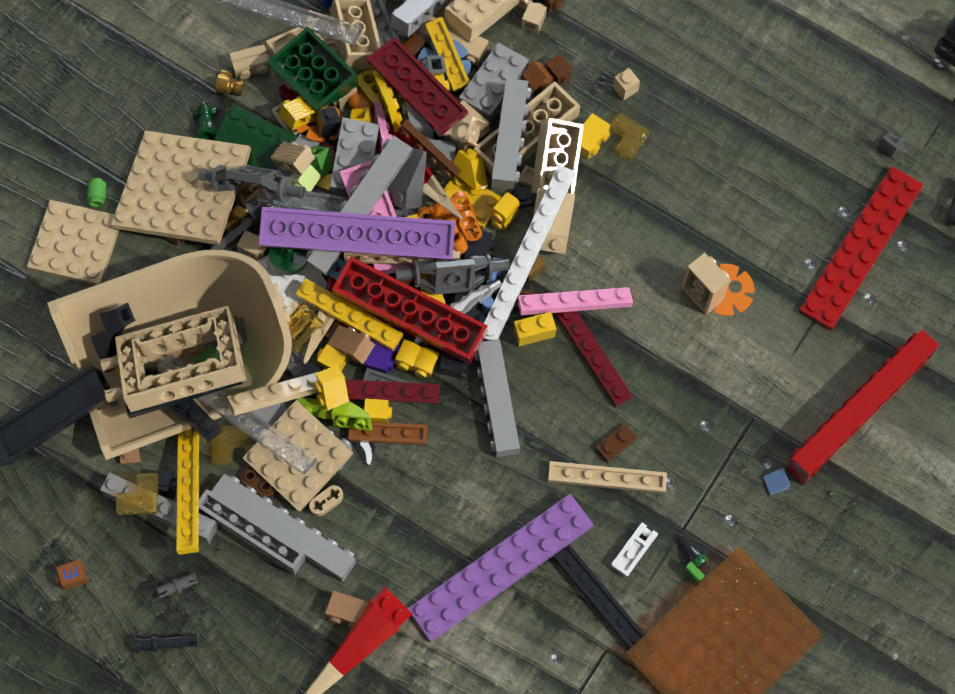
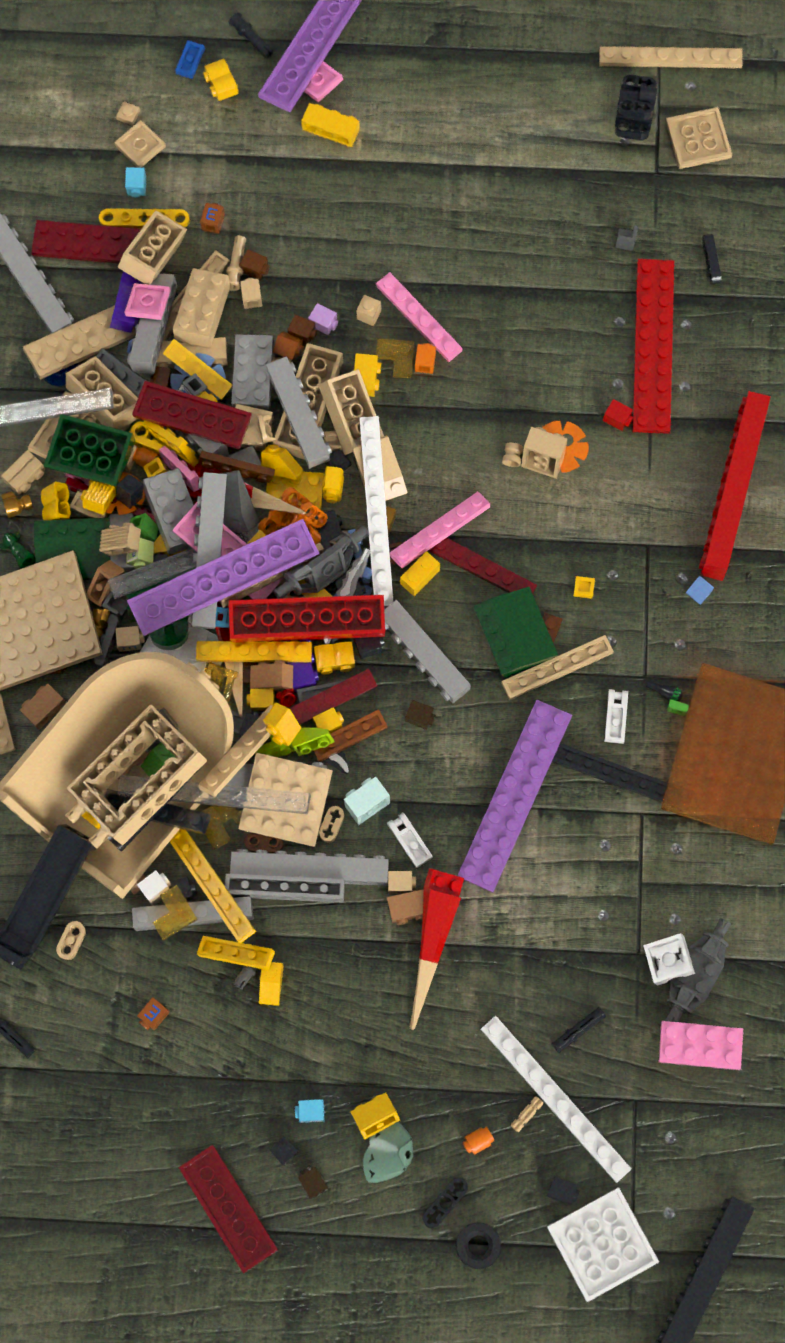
camera: 25 degrees left, 5 degrees up
(43, 470) = (71, 940): none -> tan plate
(114, 321) = (58, 773): black arch -> none
(139, 463) = (154, 886): none -> white brick
(142, 258) = (42, 706): none -> medium nougat brick
(154, 643) = (261, 1029): black pin -> none
(173, 563) = (235, 952): none -> yellow plate
(188, 607) = (271, 984): none -> yellow slope
(261, 99) = (55, 502): none -> yellow brick
(274, 183) = (122, 572): dark grey plate -> none
(350, 373) = (288, 701): none -> red plate
(354, 585) = (401, 882): none -> tan brick
(367, 496) = (366, 800): none -> light aqua brick
(385, 554) = (410, 840): none -> white plate
(460, 450) = (420, 715): none -> dark brown brick
(583, 70) = (324, 319): none -> lavender brick
(588, 425) = (515, 631): none -> dark green slope
(651, 150) = (425, 358): none -> orange brick
(667, 113) = (419, 317): none -> bright pink plate
(673, 421) = (584, 587): none -> yellow plate
(677, 273) = (512, 455): none -> tan wheel
(793, 289) = (618, 415): none -> red brick

